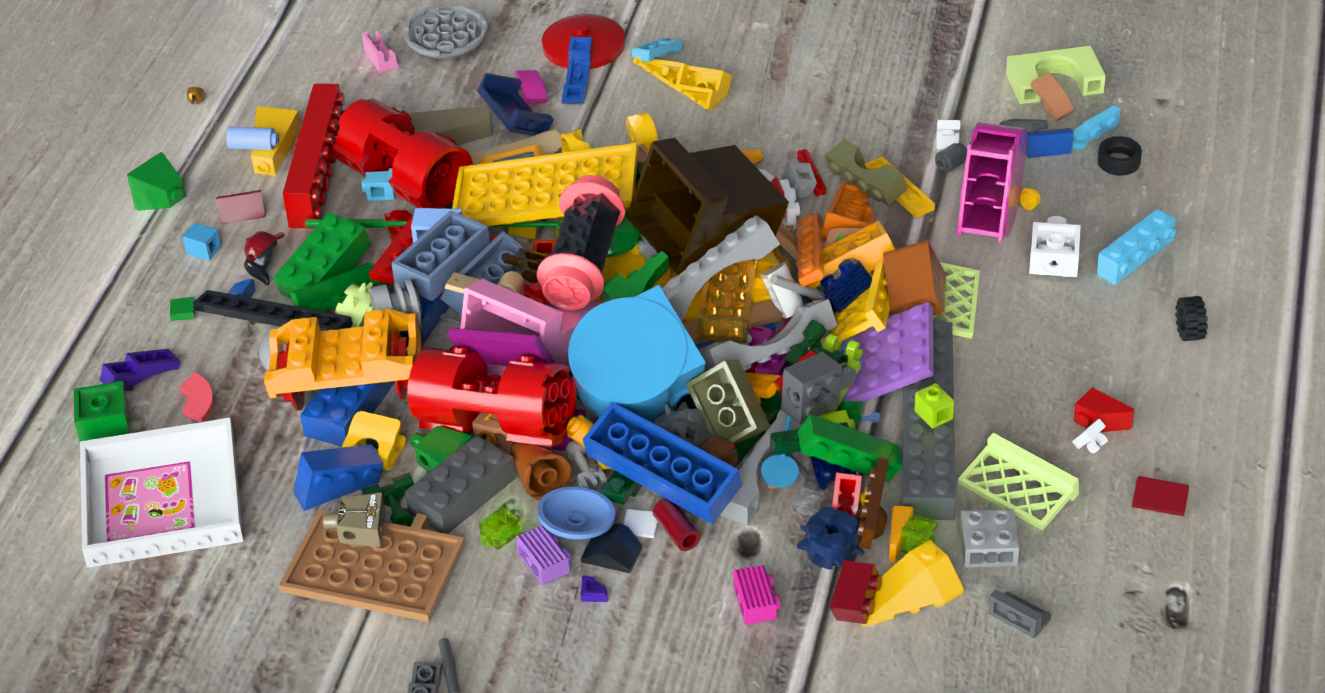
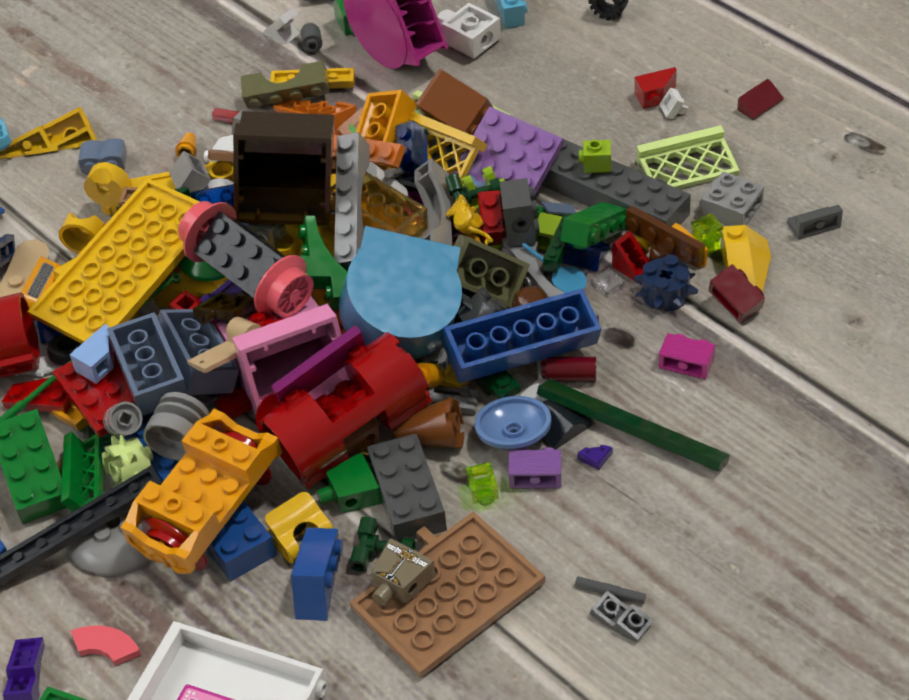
camera: 55 degrees left, 5 degrees up
(378, 273) = (122, 419): none -> light grey wheel
(642, 598) = (633, 425): none -> dark green tile
(689, 118) = (108, 151): none -> sand blue brick
(777, 360) = (466, 219): none -> yellow animal
(873, 423) = (558, 208): none -> sand blue window

